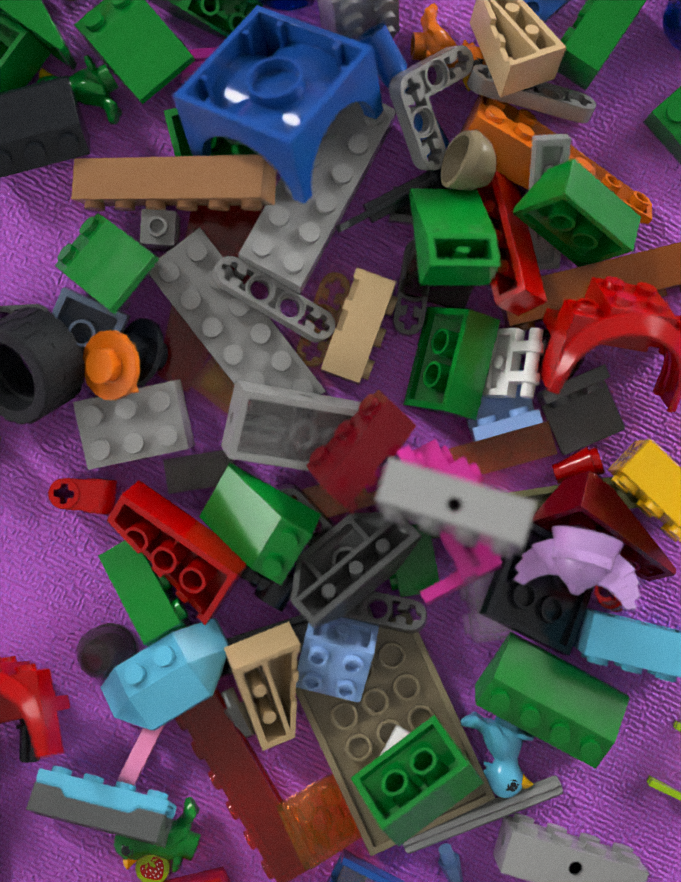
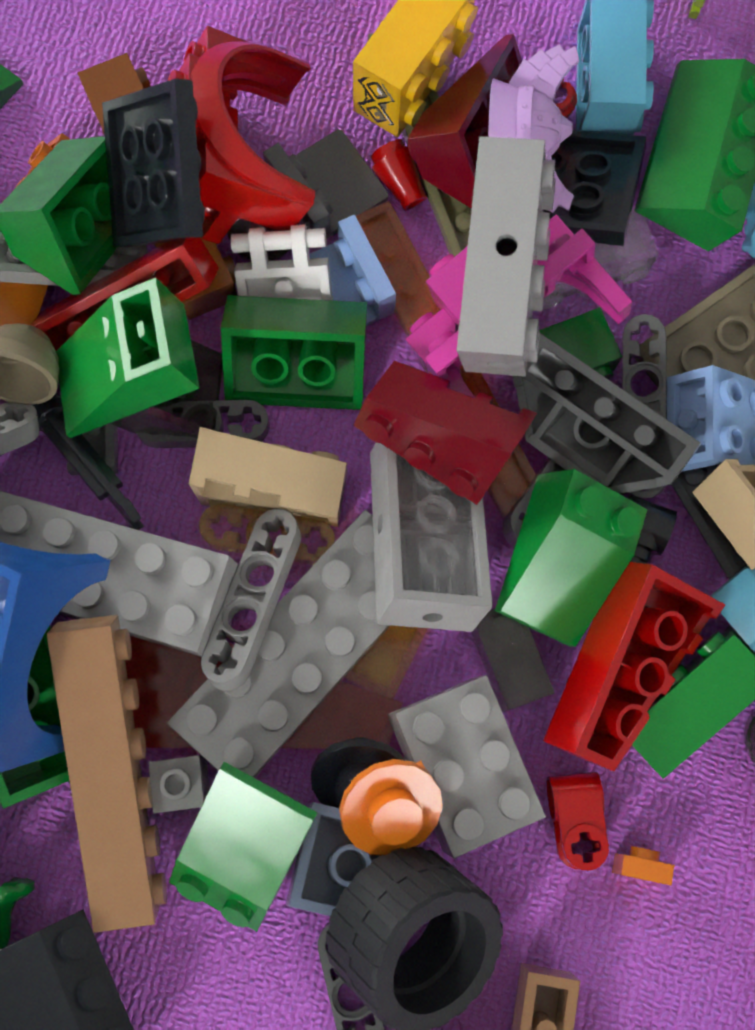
camera: 100 degrees left, 10 degrees down
(45, 531) = (643, 865): none -> orange plate
(591, 278) = (153, 165): none -> black plate

